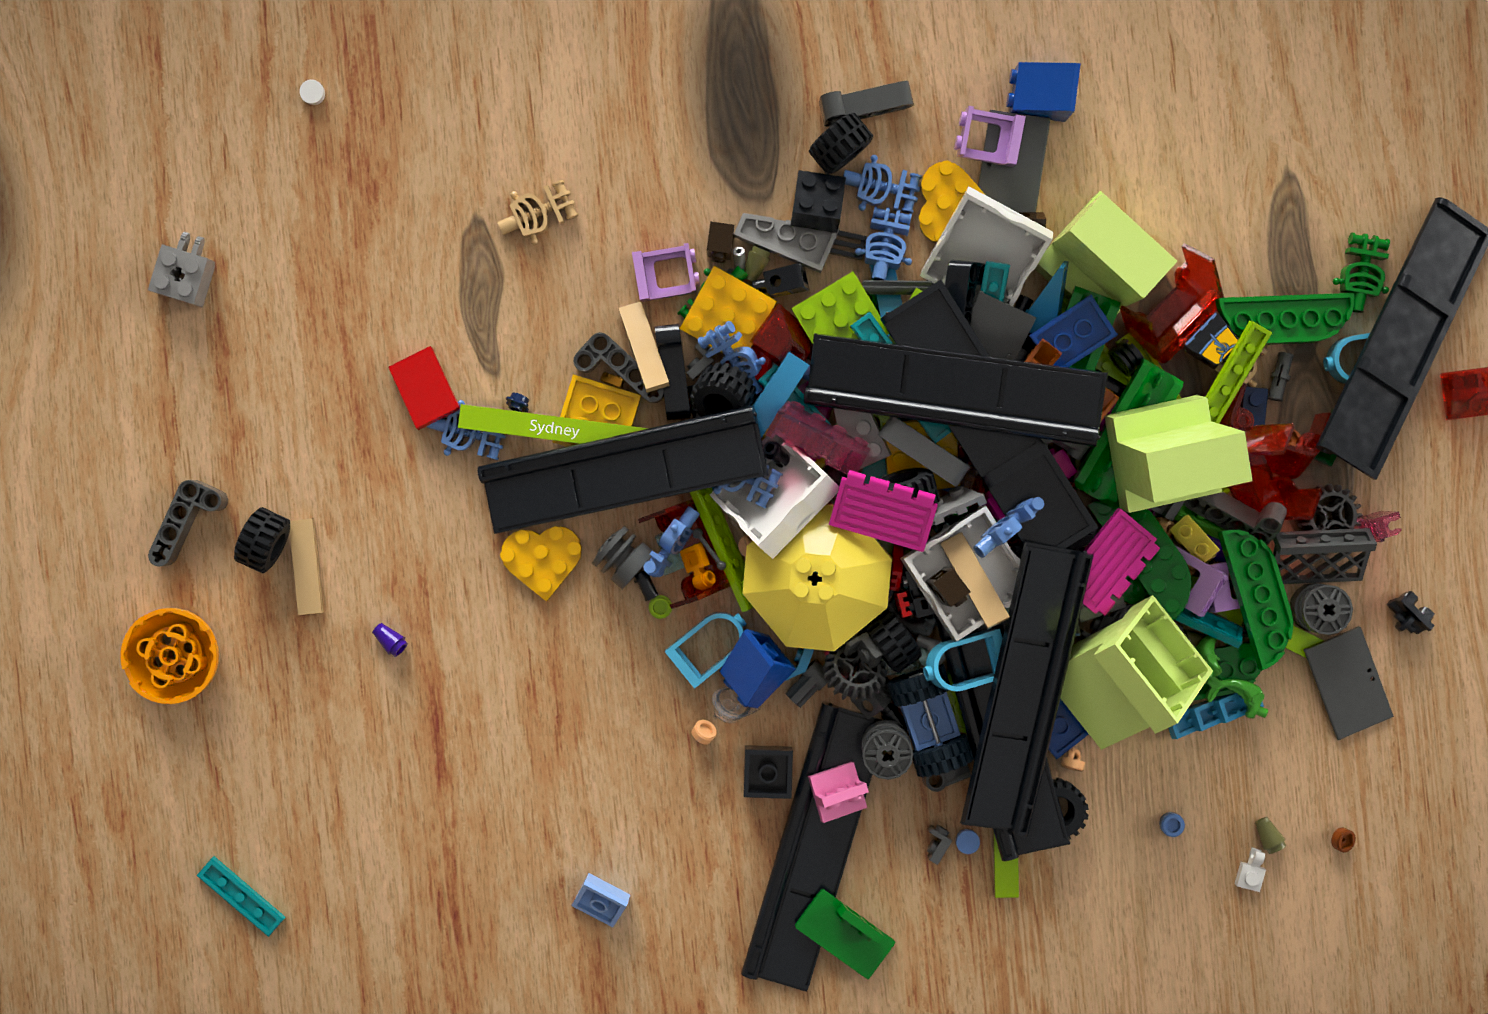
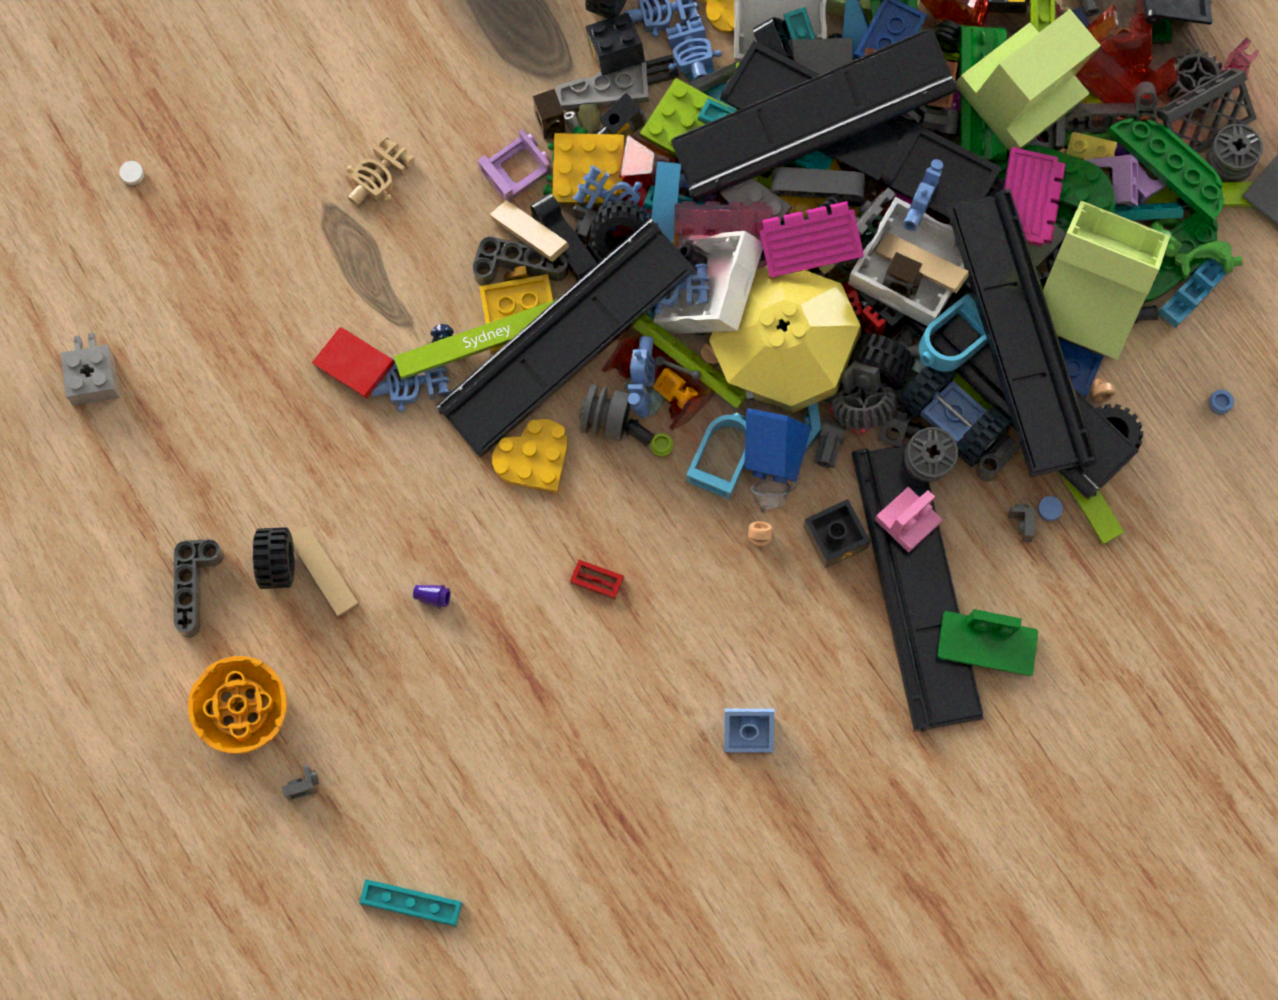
camera: 30 degrees left, 15 degrees down
(191, 751) = (298, 788): none -> dark grey bracket
(534, 705) = (611, 594): none -> red tile

